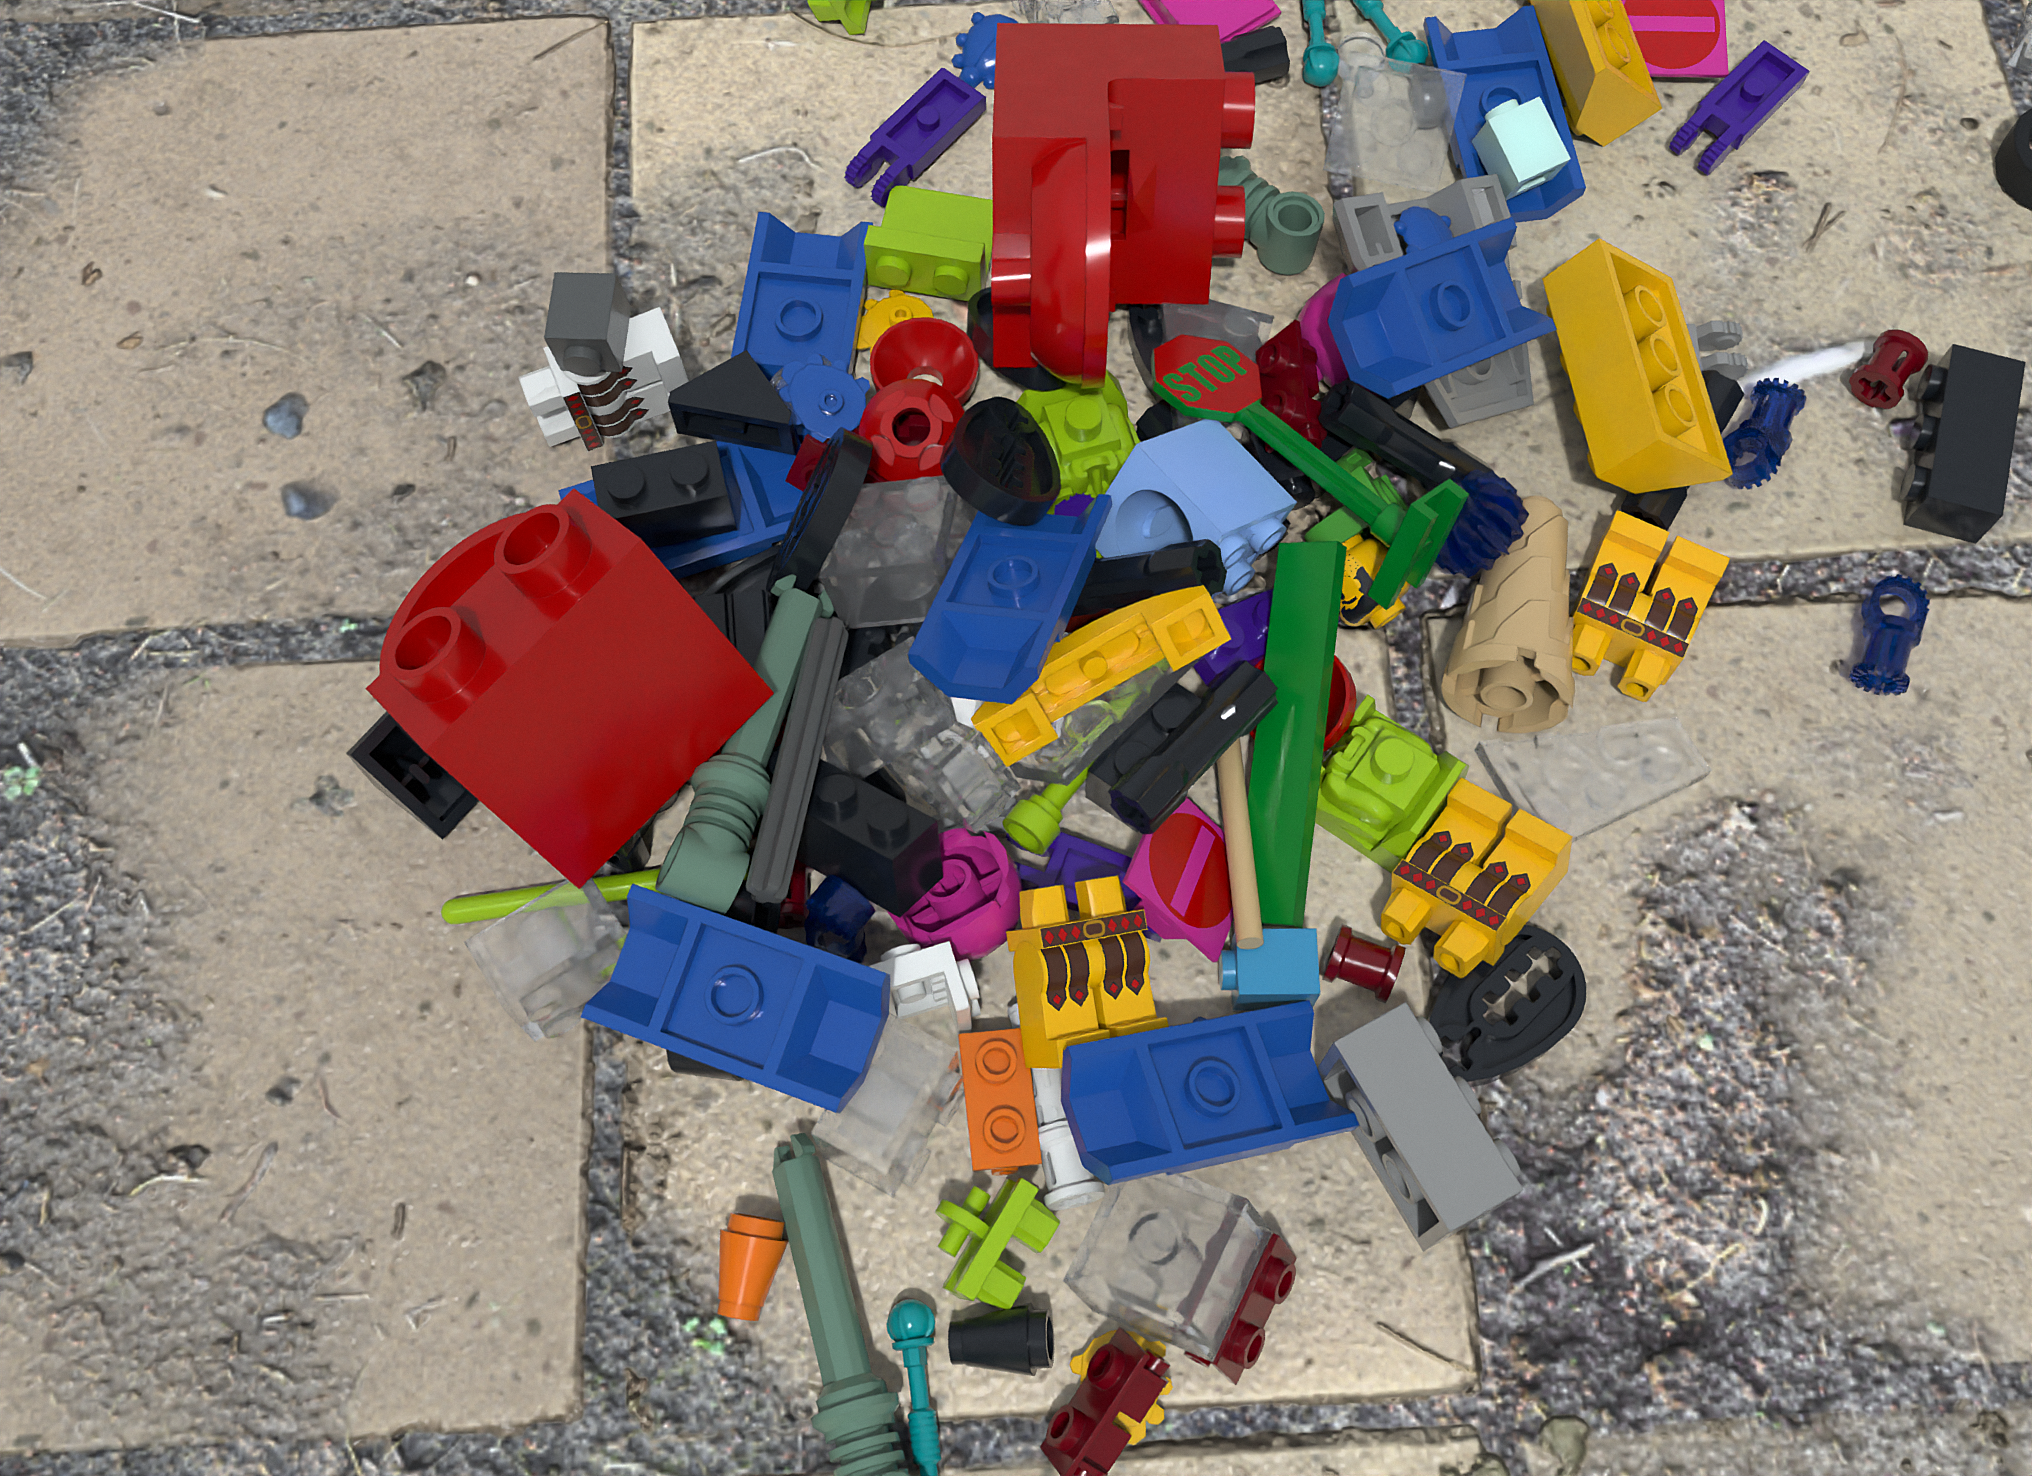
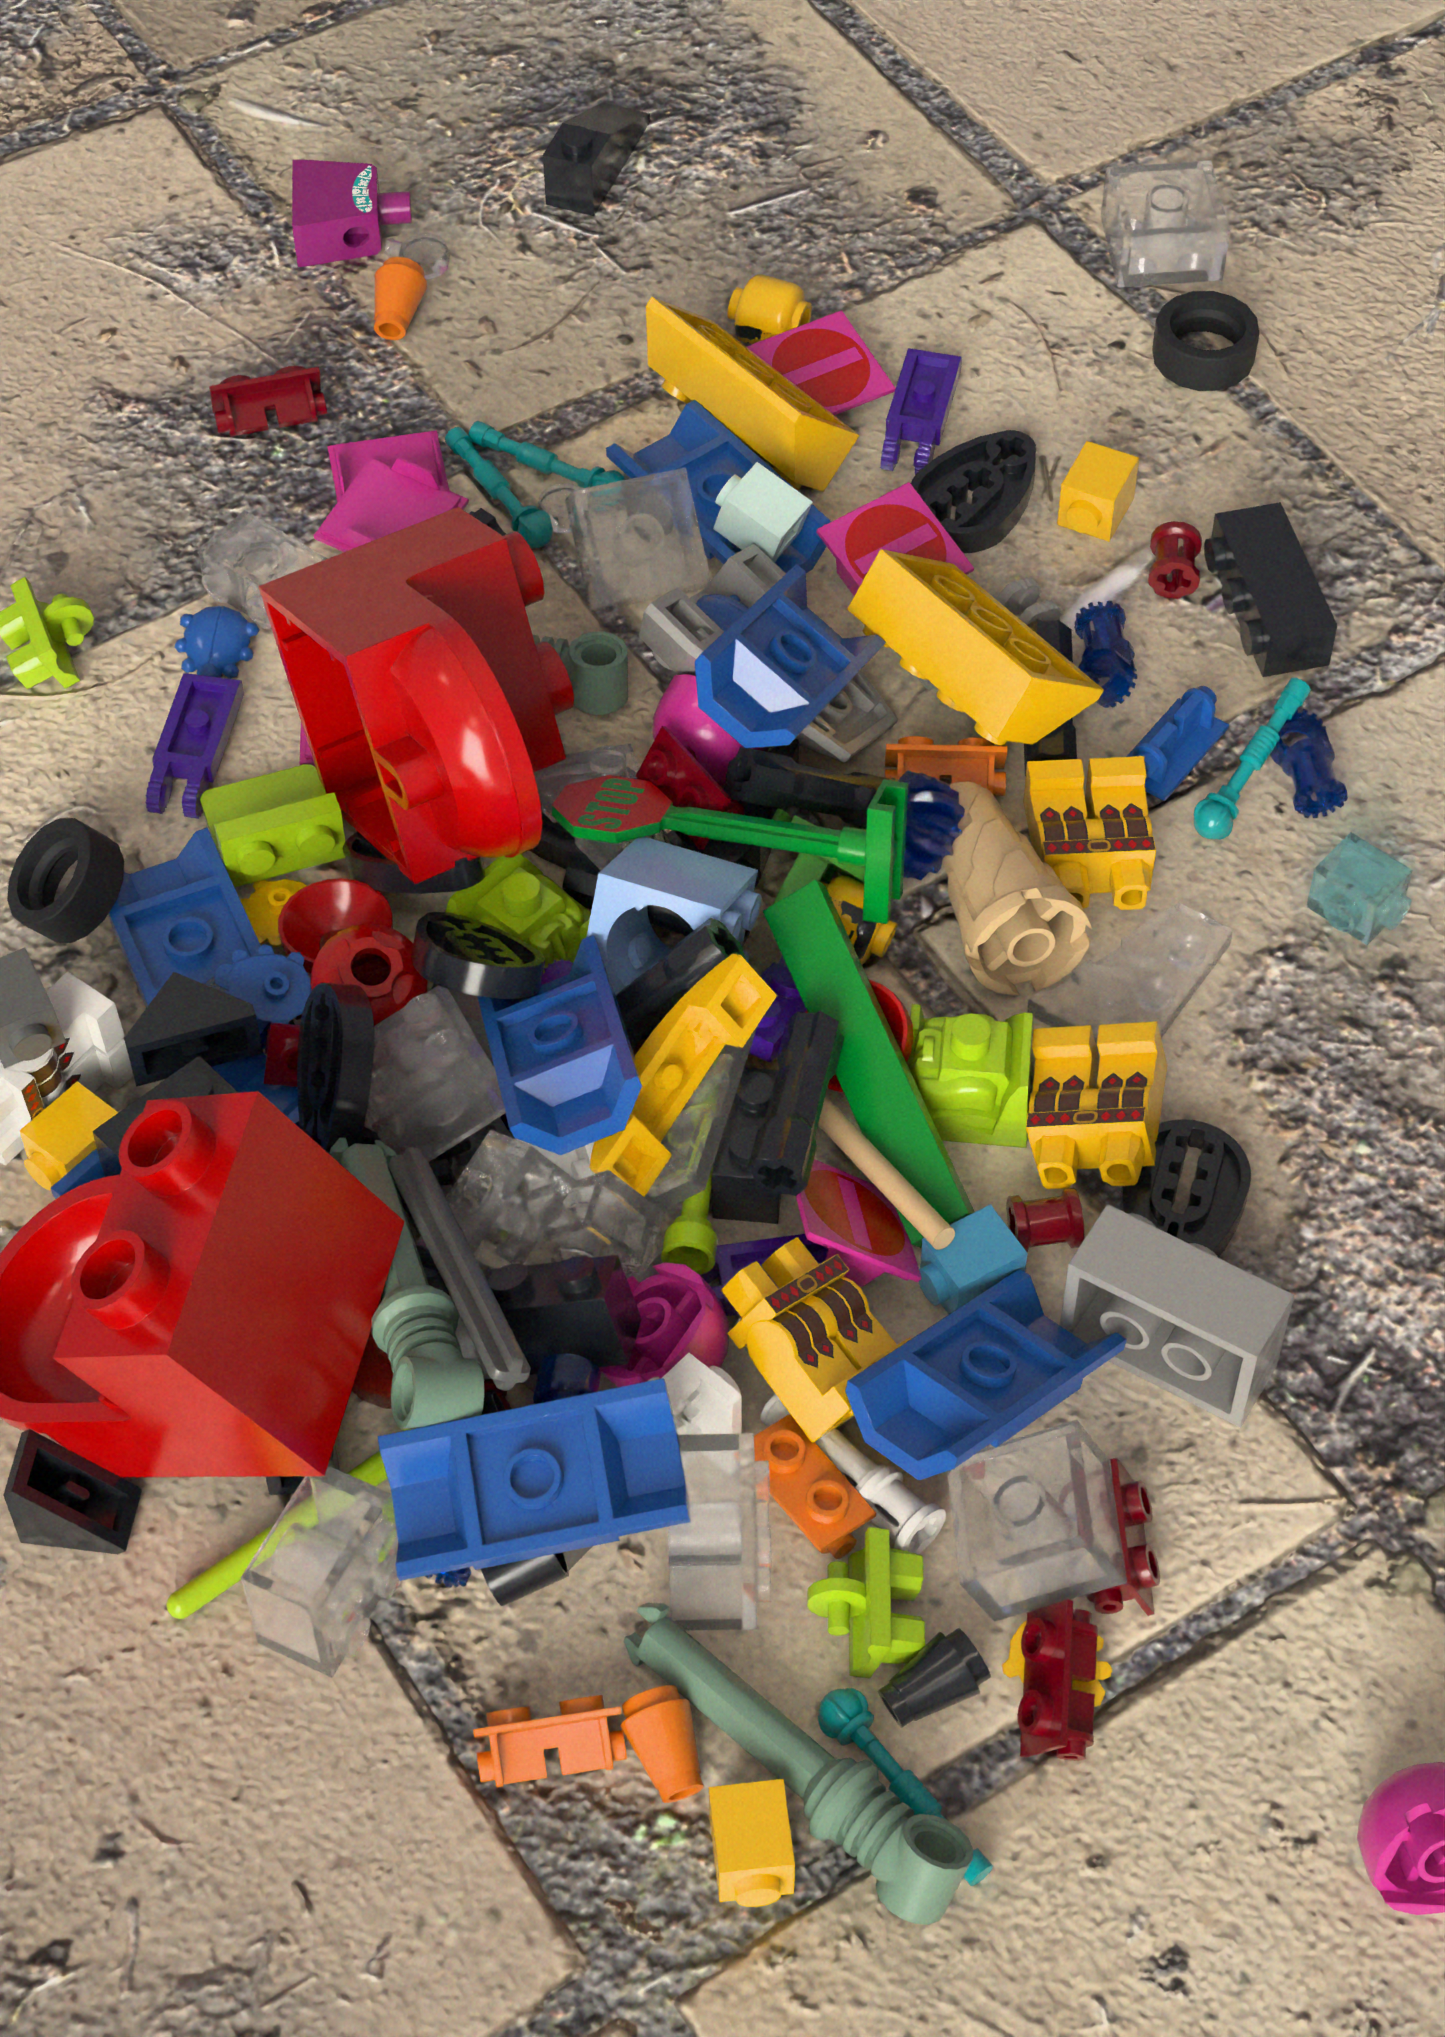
camera: 30 degrees left, 15 degrees down
(597, 442) = (63, 1134): none -> yellow brick
(636, 1190) = (520, 1742): none -> orange hinge
(731, 215) = (88, 894): none -> black tyre
(759, 1401) = (751, 1842): none -> yellow brick
(1565, 483) = (968, 761): none -> orange hinge
(1635, 217) = (893, 523): none -> piece
(1748, 238) = (998, 488): none -> black piece
(1769, 642) = (1217, 811): none -> teal piece
(1777, 554) = (1179, 741): none -> blue hinge
(1857, 265) = (1097, 491): none -> yellow brick
(1860, 791) = (1360, 889): none -> clear light blue brick

